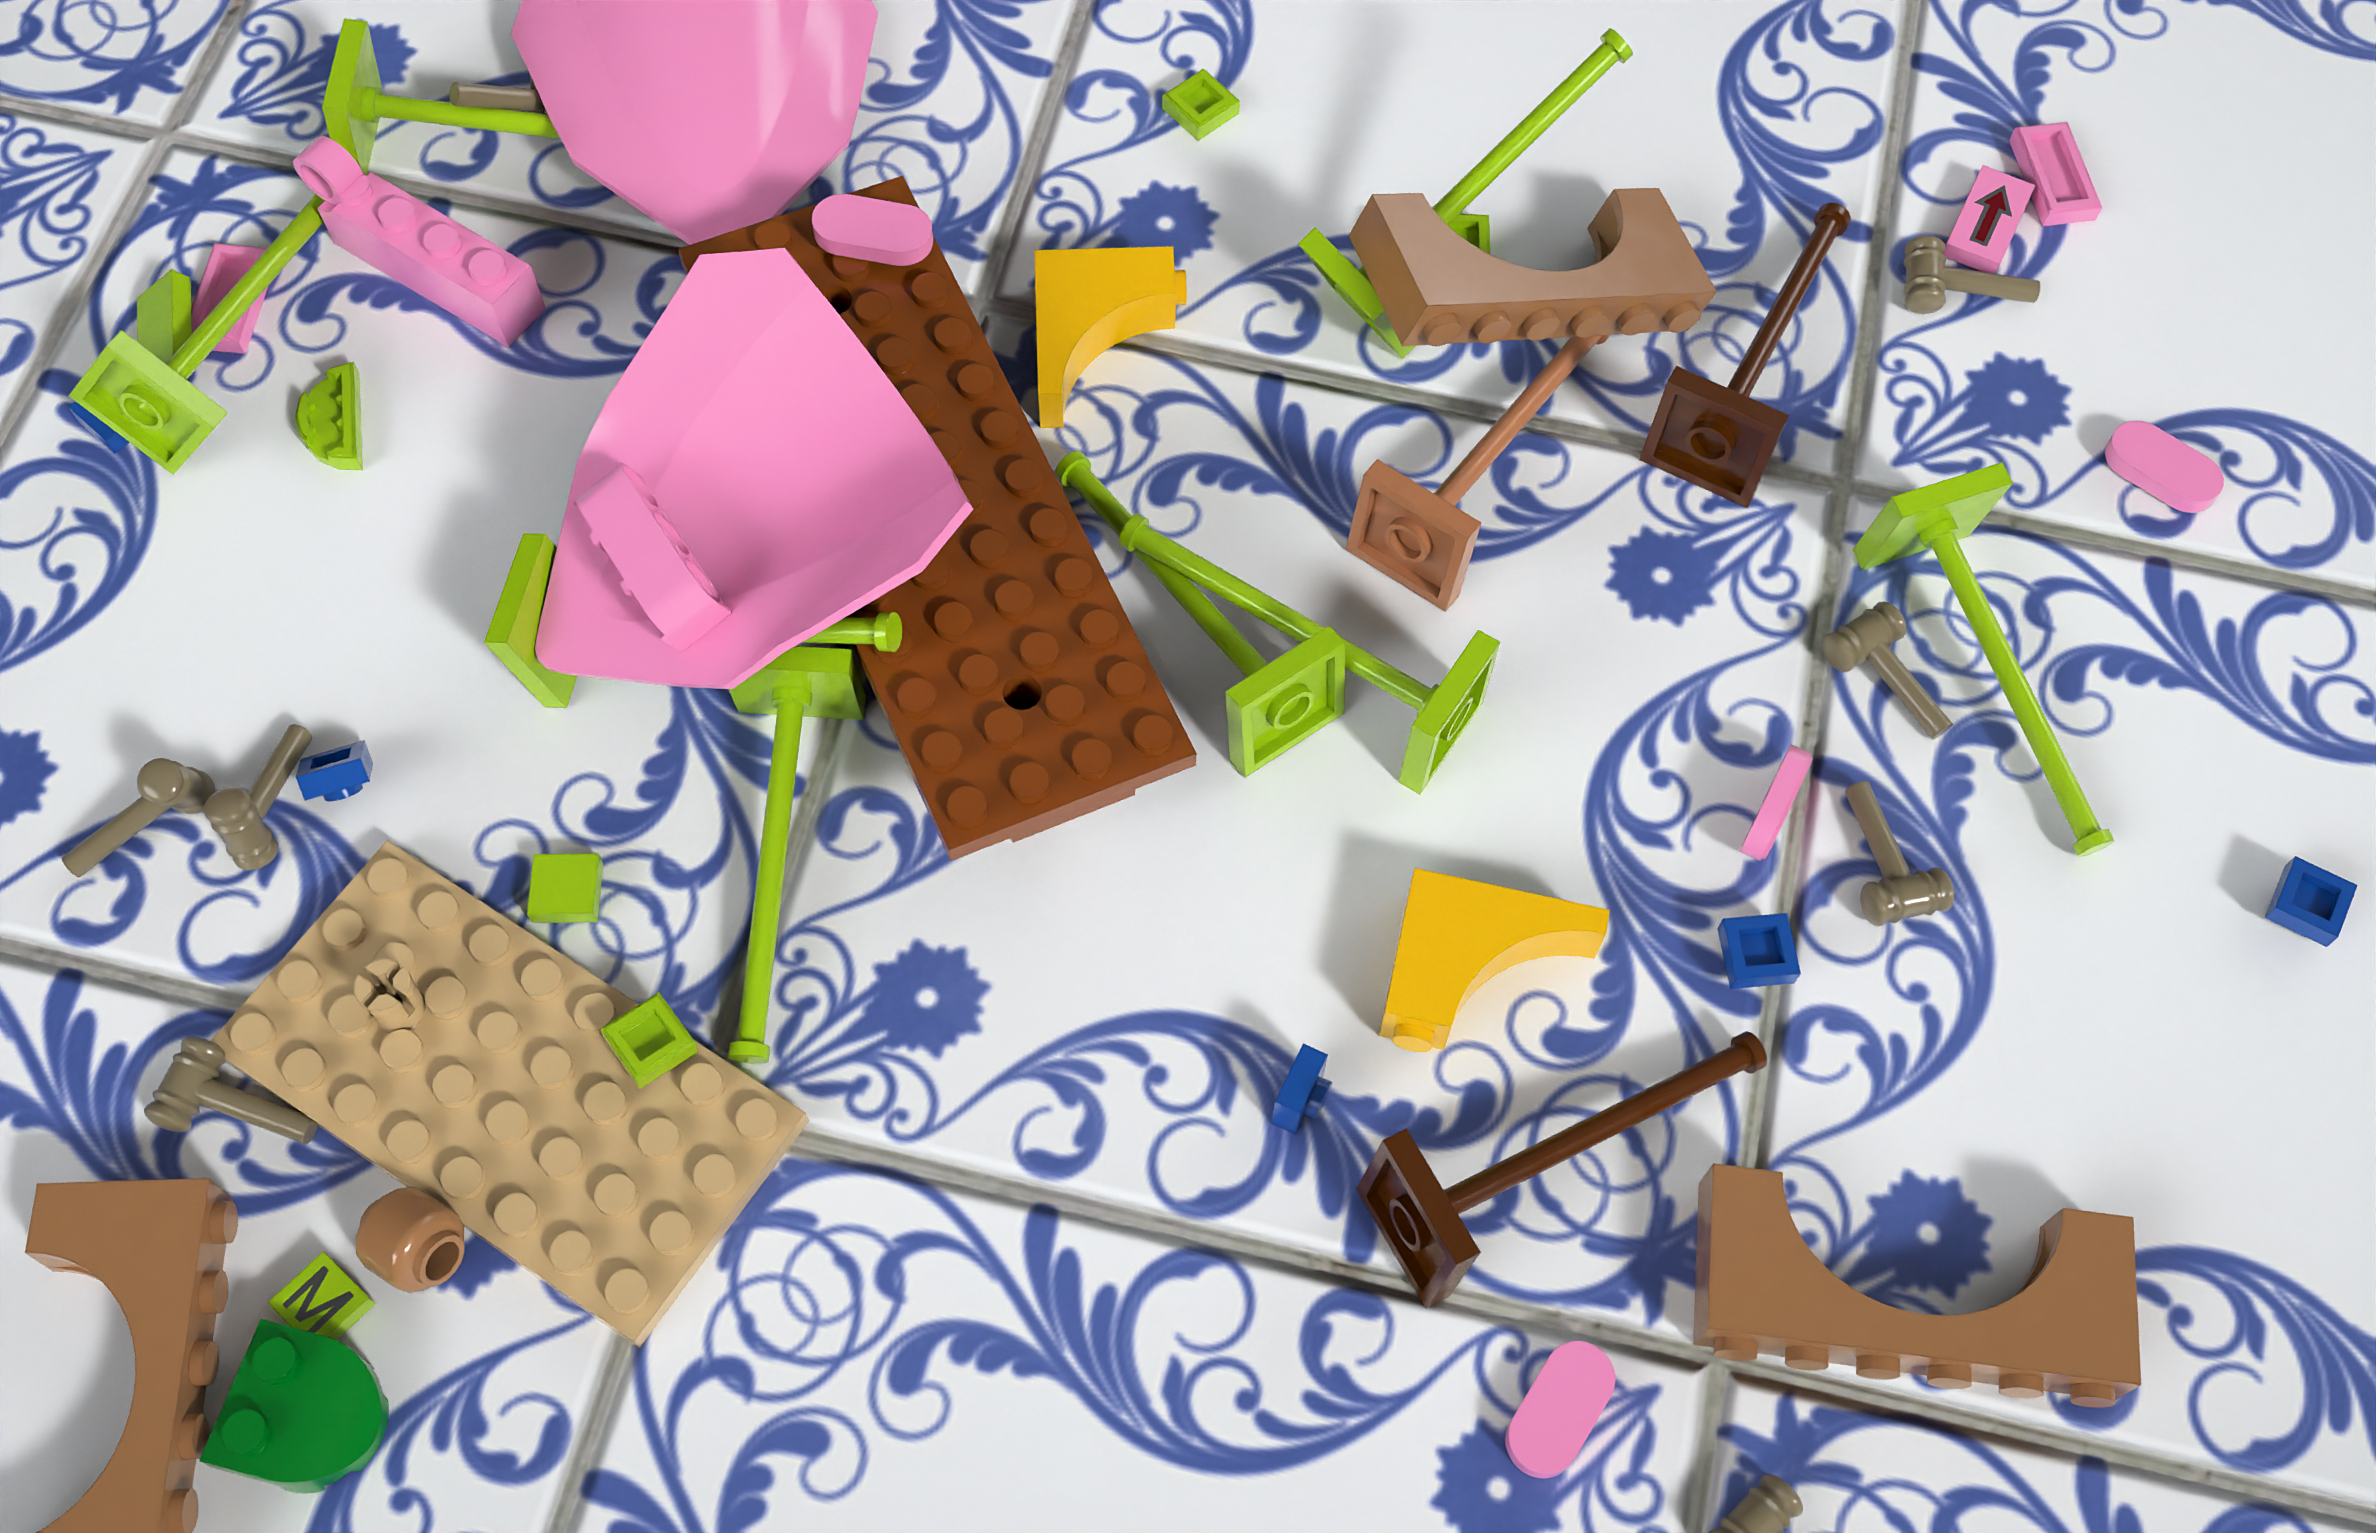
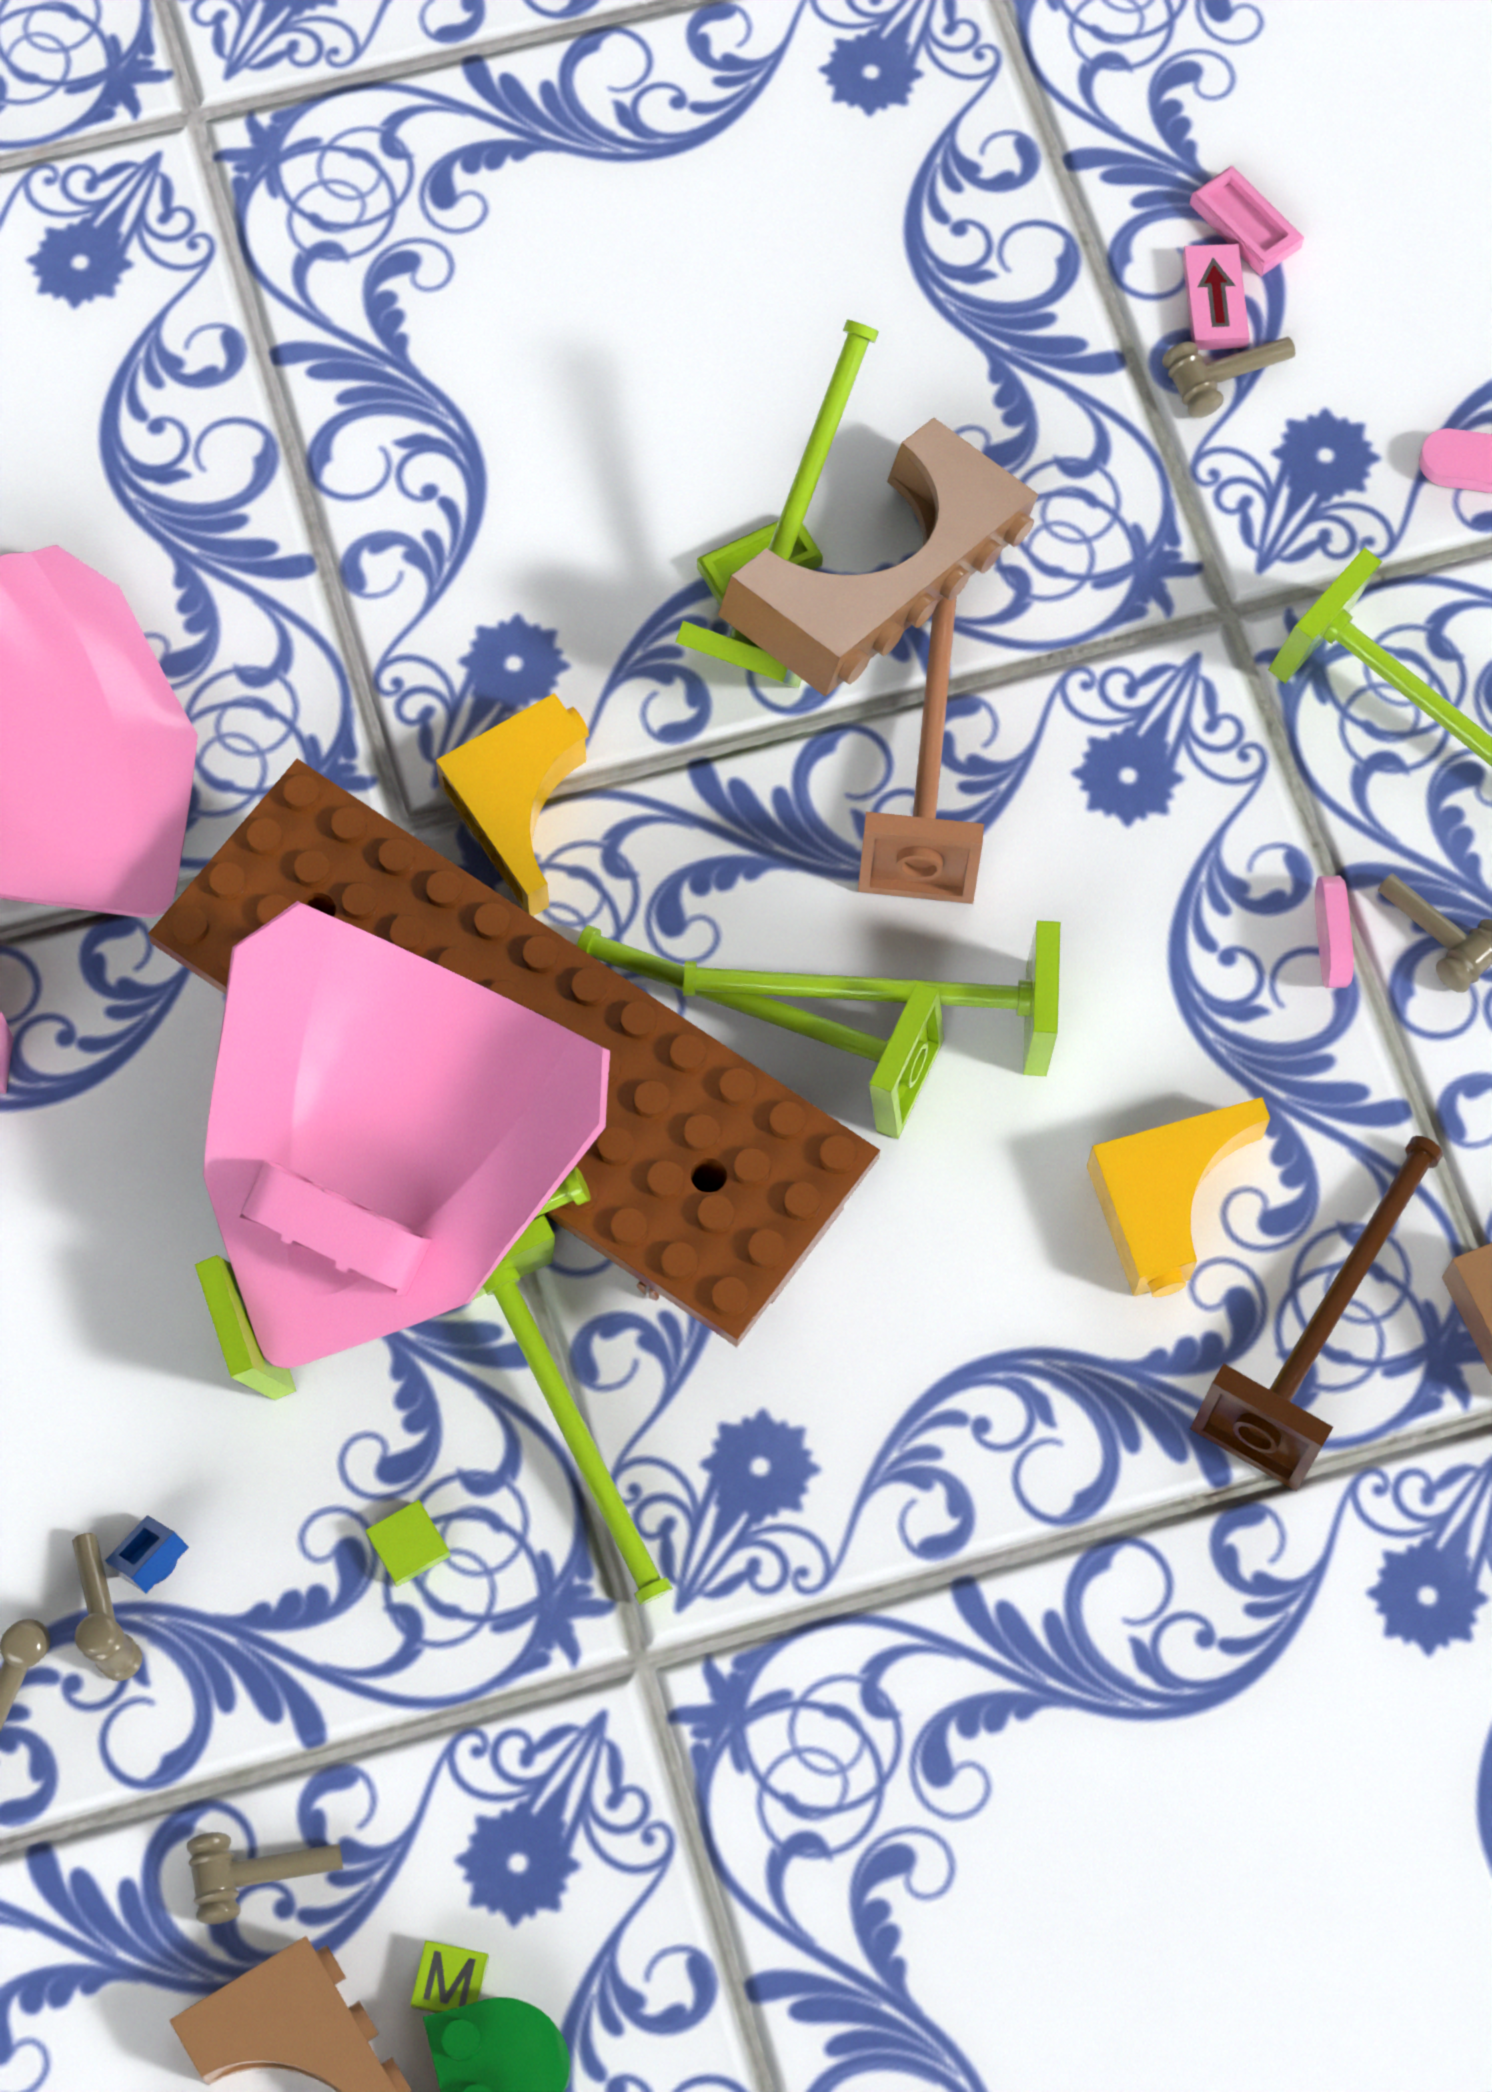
camera: 30 degrees left, 5 degrees up
(410, 1240) = (492, 1890): medium nougat head -> none
(485, 1080) = (473, 1728): tan plate -> none
(649, 1040) = (576, 1626): lime tile -> none
(872, 229) = (316, 828): bright pink tile -> none
(1200, 104) = (474, 530): lime tile -> none
(1302, 1091) = (1108, 1375): blue plate -> none
(1560, 1409) = (1440, 1510): bright pink tile -> none
(1716, 431) = (1106, 630): reddish brown tile -> none
(1758, 951) = (1387, 1064): blue plate -> none
(1870, 639) = (1326, 748): dark tan piece -> none

